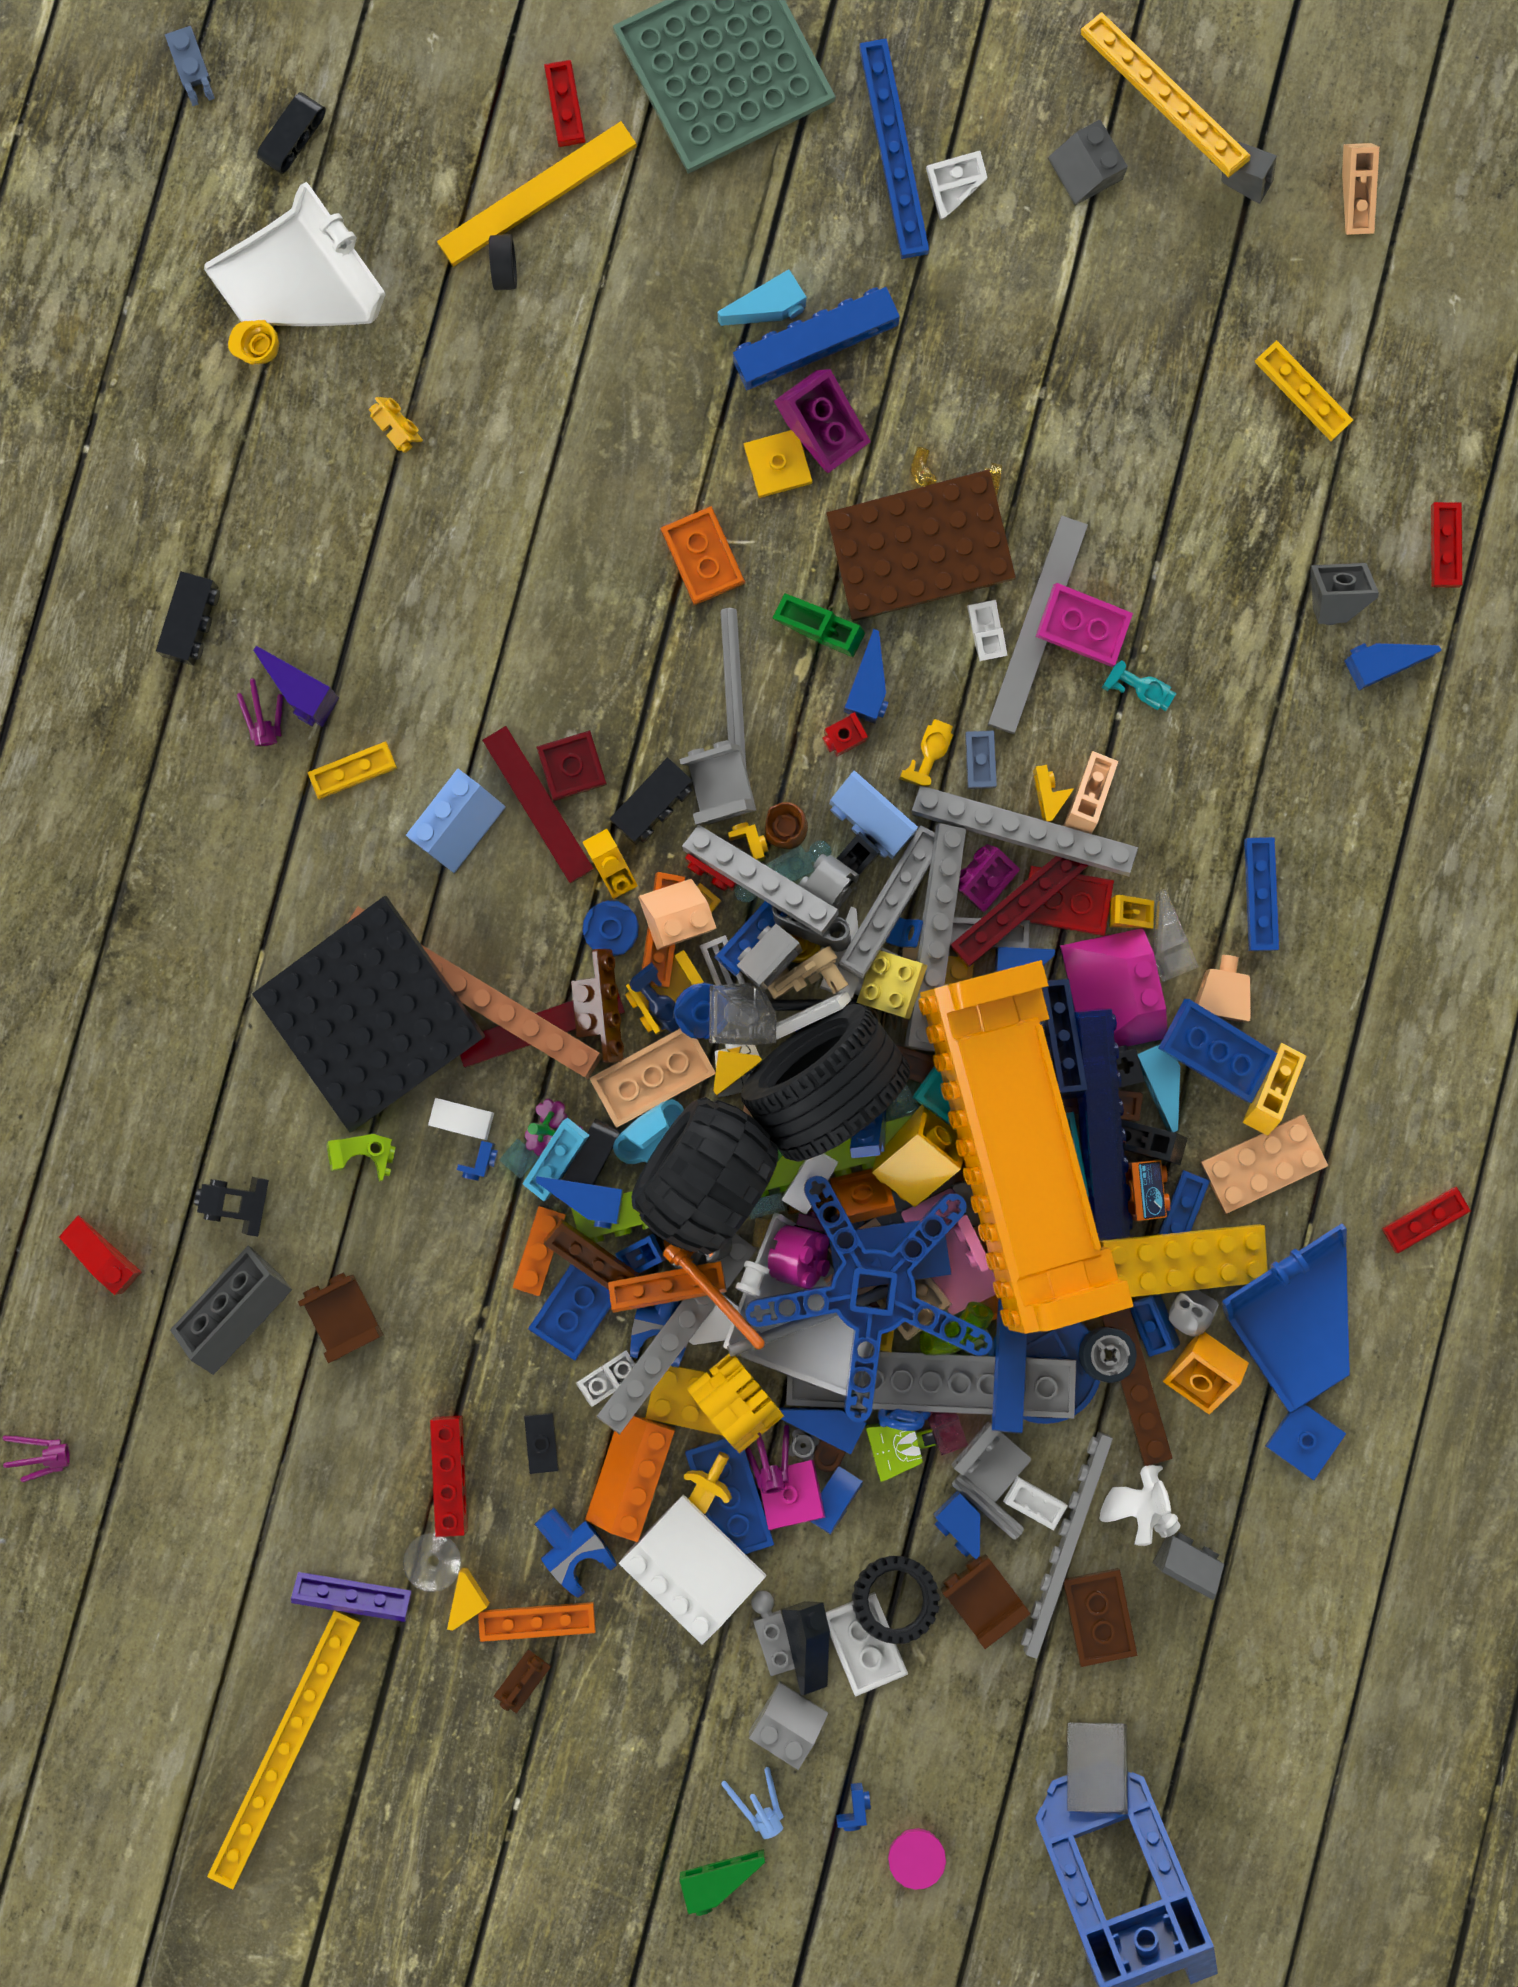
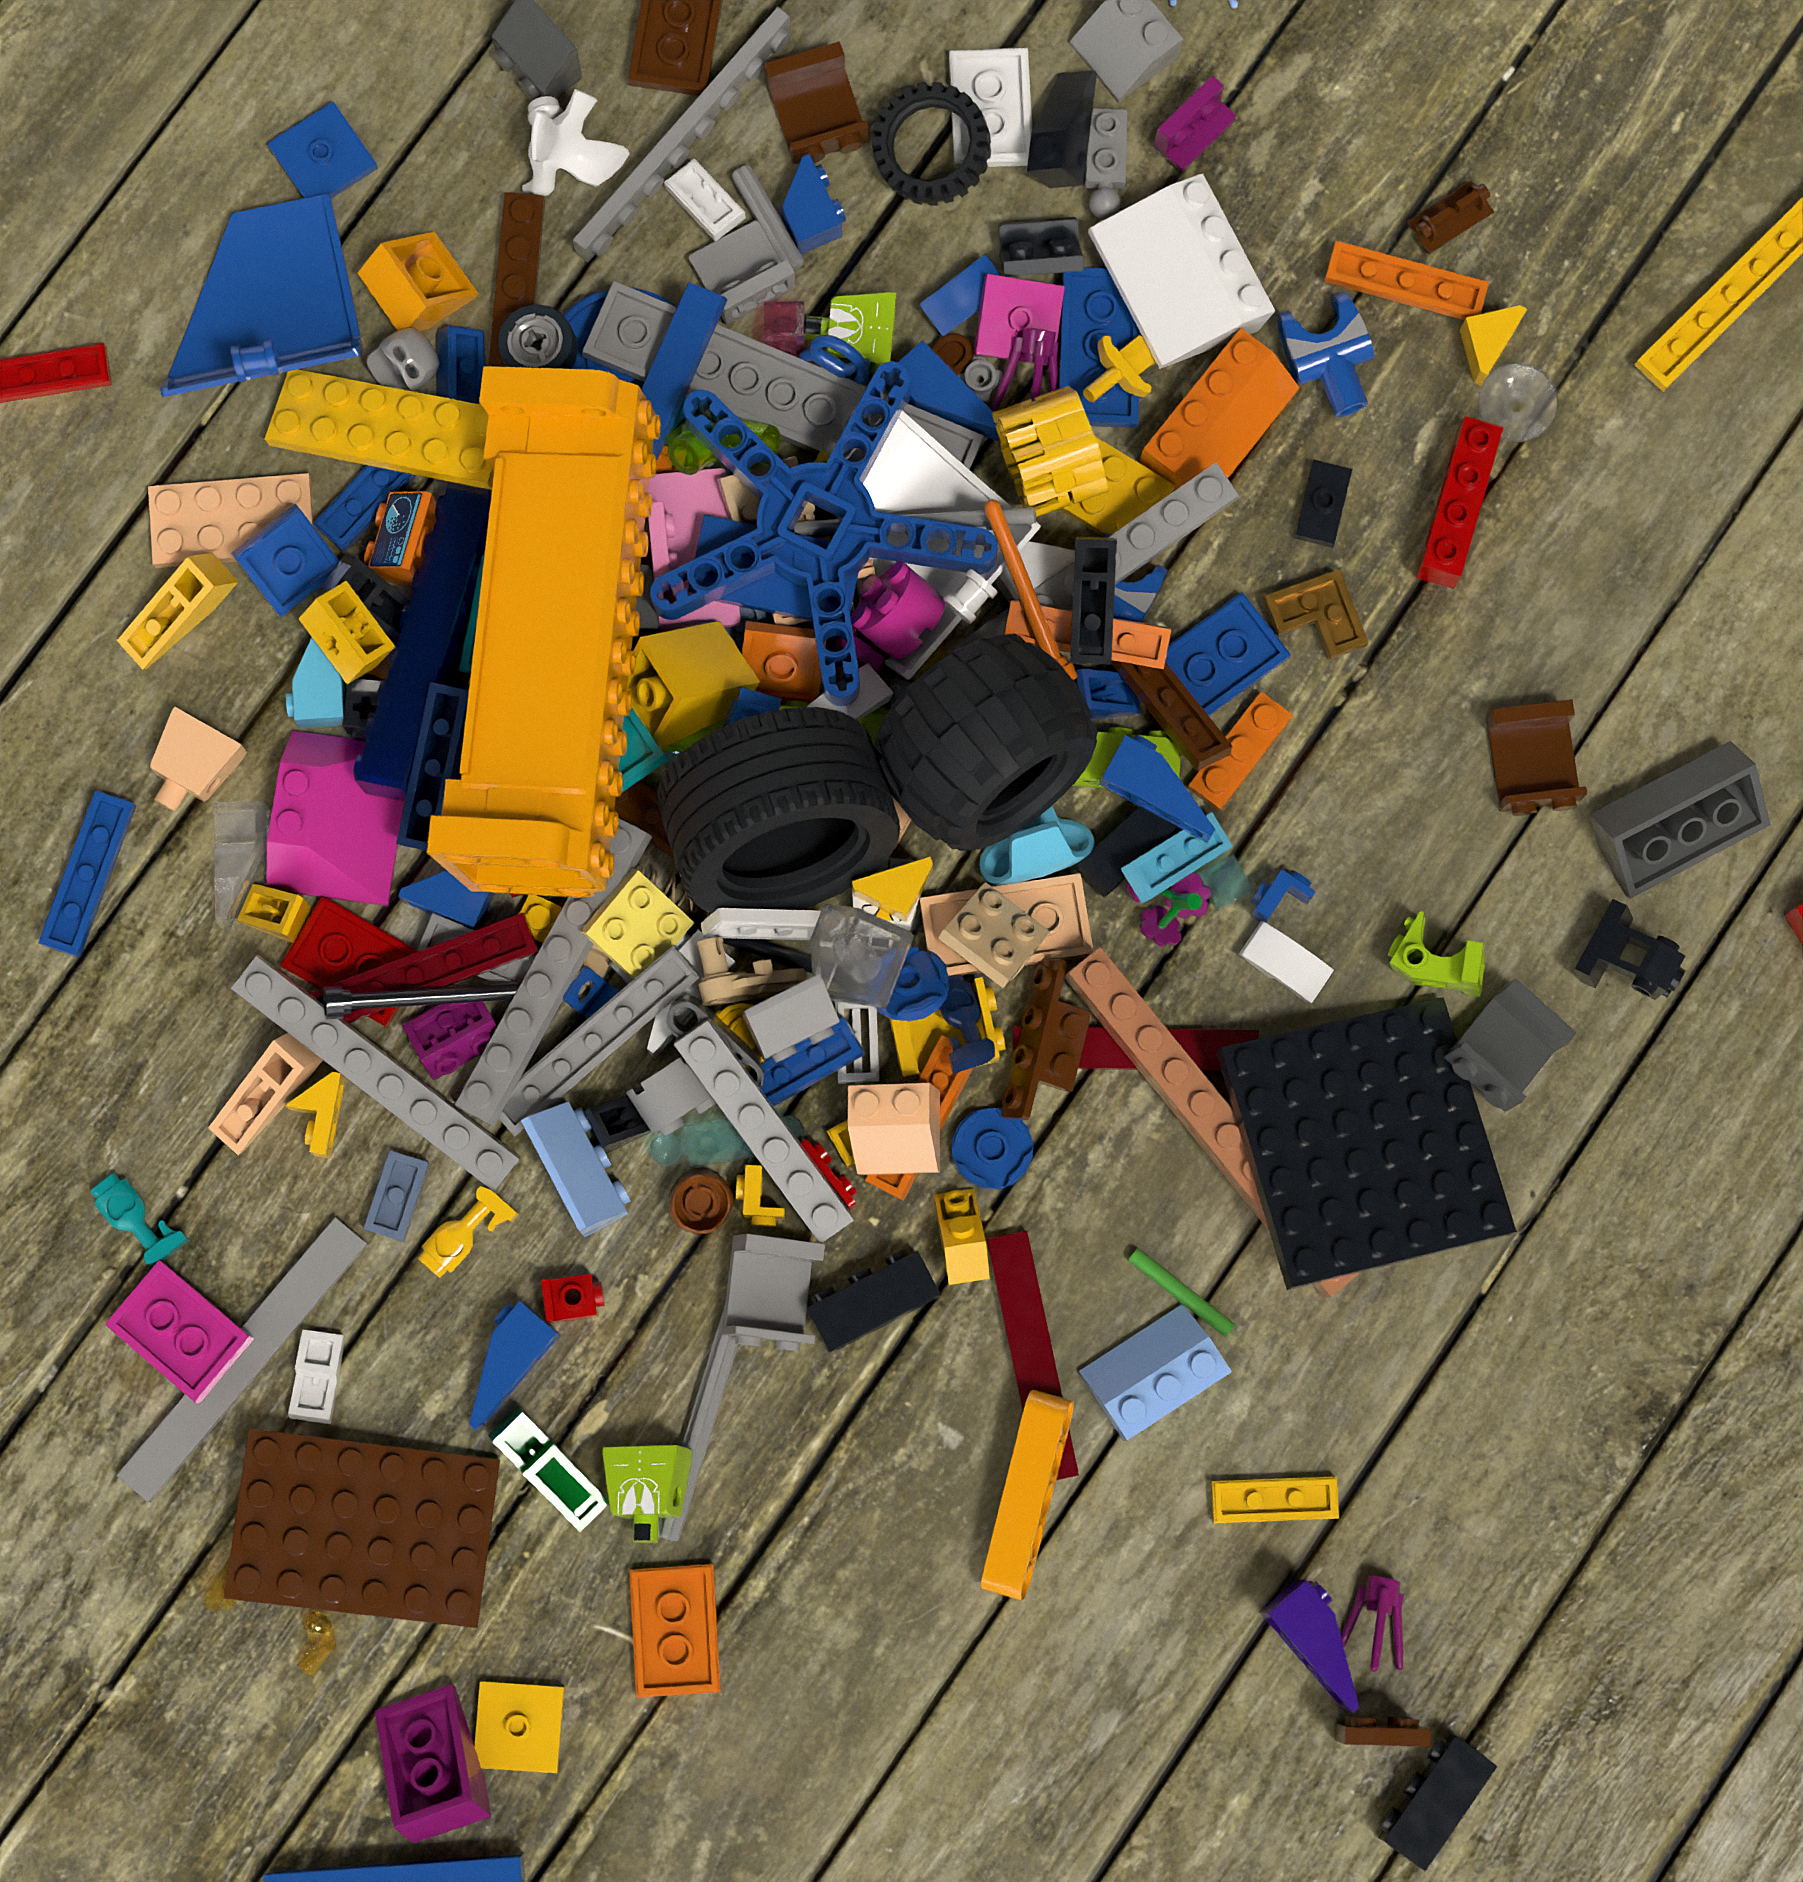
camera: 160 degrees left, 5 degrees down
(228, 646) = (1398, 1732): none -> reddish brown plate
(297, 1114) = (1508, 1044): none -> dark grey panel
(351, 1596) = (1638, 397): plate -> none
(456, 880) = (1181, 1292): none -> bright green bar
(510, 714) = (1027, 1495): none -> light orange beam
(515, 1372) = (1322, 602): none -> pearl gold plate
(571, 765) = (966, 1393): dark red plate -> none
(606, 1378) = (1206, 554): white slope -> none
(657, 1062) = (994, 935): none -> tan plate
(670, 1307) = (1093, 600): none -> black slope
(719, 1680) = (1194, 125): none -> magenta bracket
(752, 633) = (647, 1485): none -> lime torso
(794, 1552) = (1040, 246): none -> black bracket
(1062, 863) = (342, 1001): none -> black piece
(1156, 1106) = (346, 632): none -> yellow brick
(1216, 1147) = (286, 560): none -> blue plate
(1217, 1050) = (233, 683): blue plate -> none

